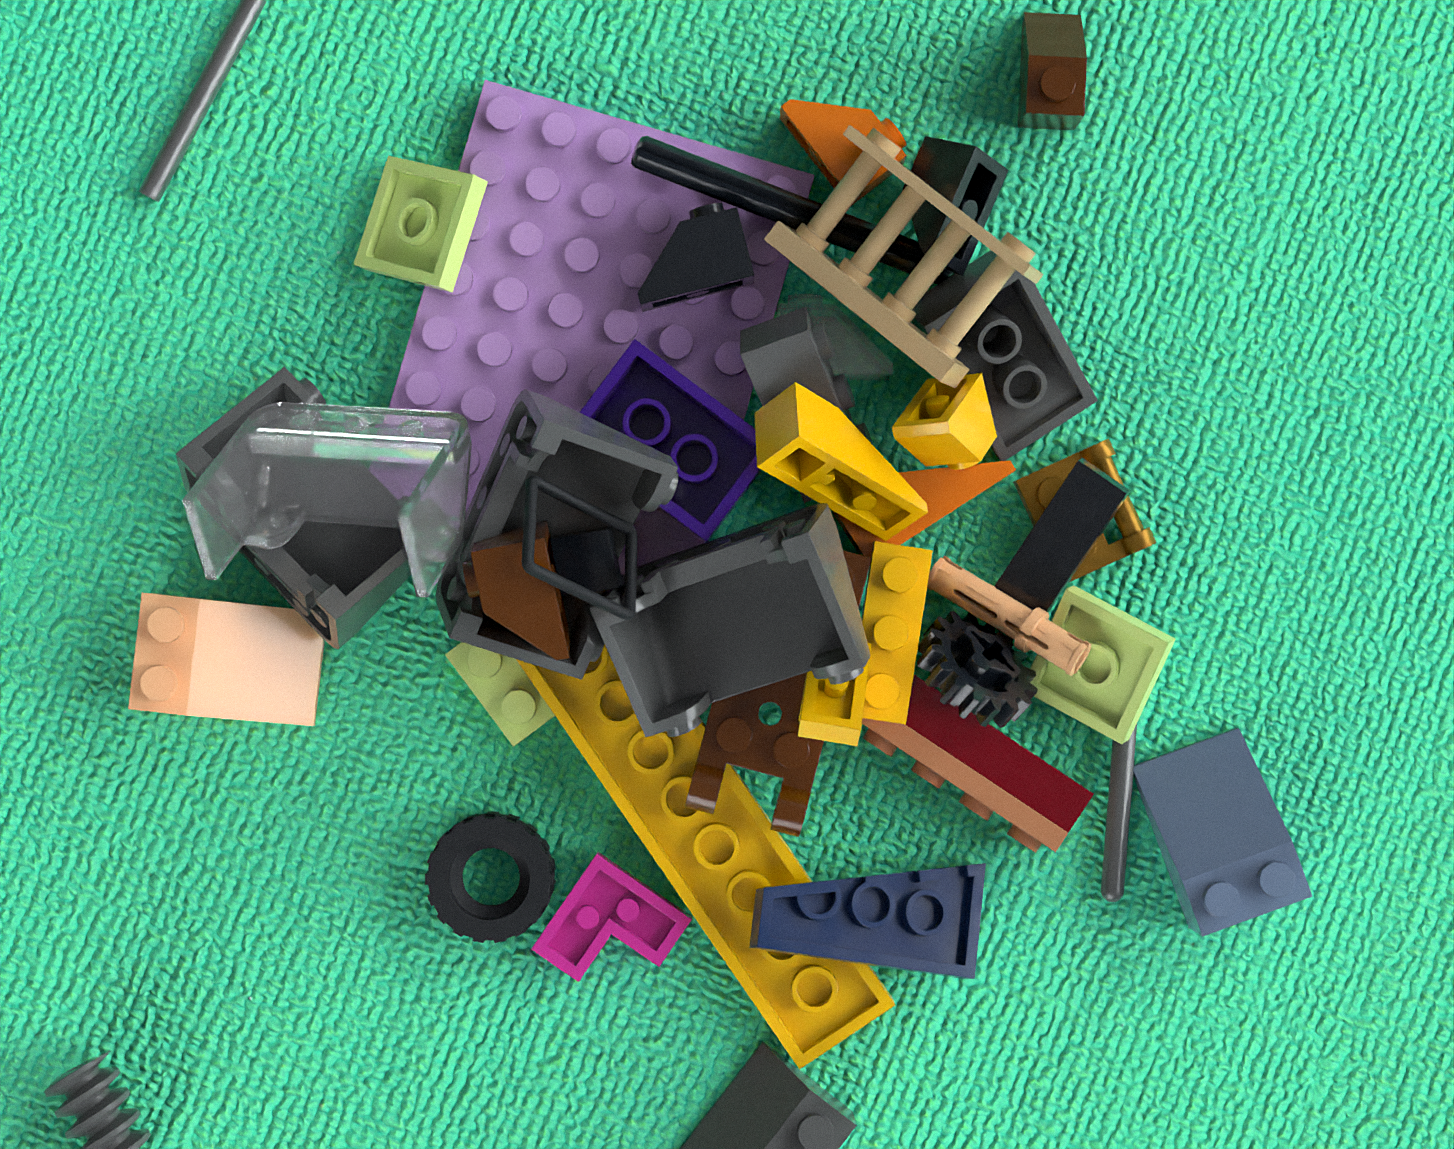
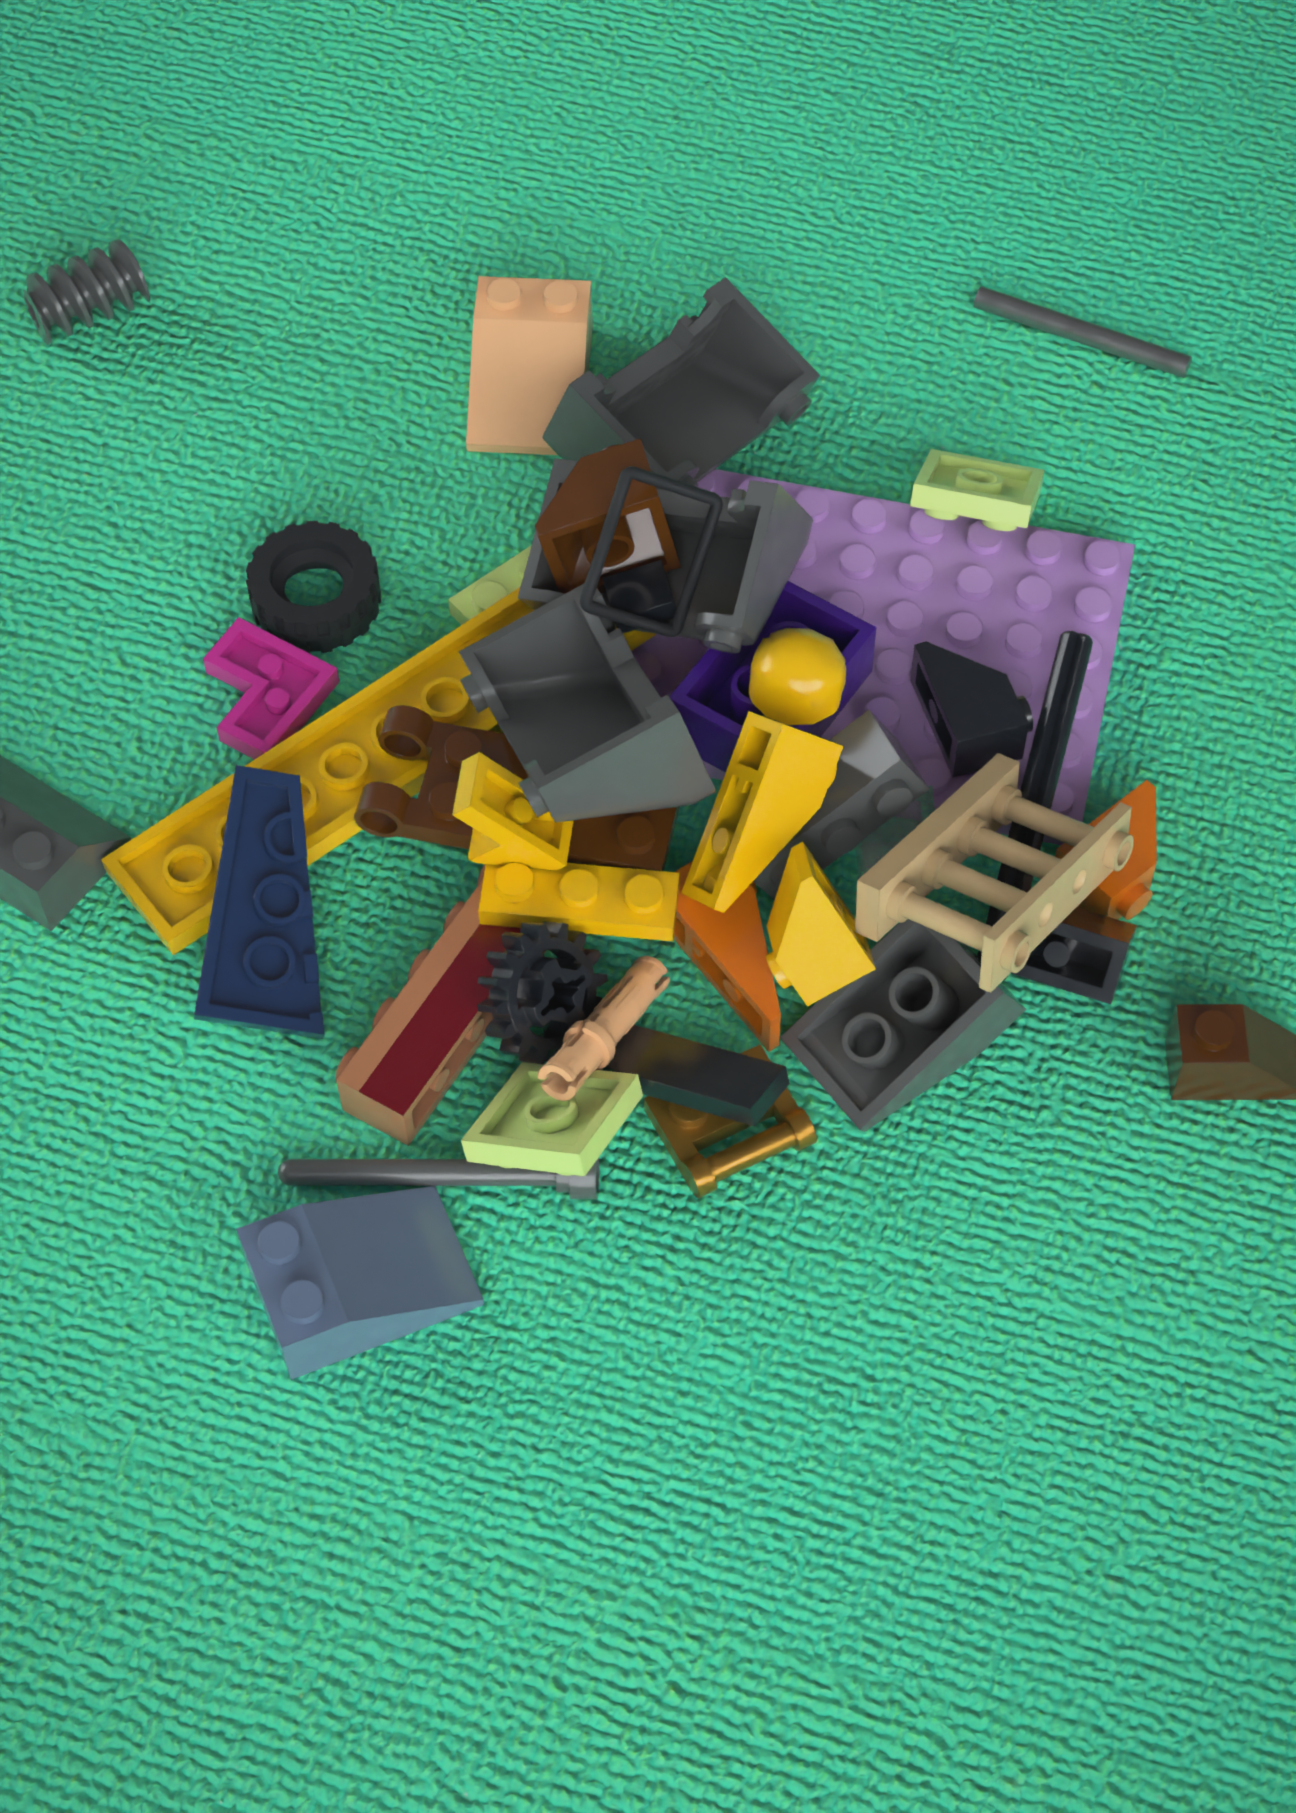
camera: 90 degrees right, 30 degrees down
(338, 468) = (710, 381): clear windscreen -> none
(699, 418) = (797, 676): none -> yellow hair

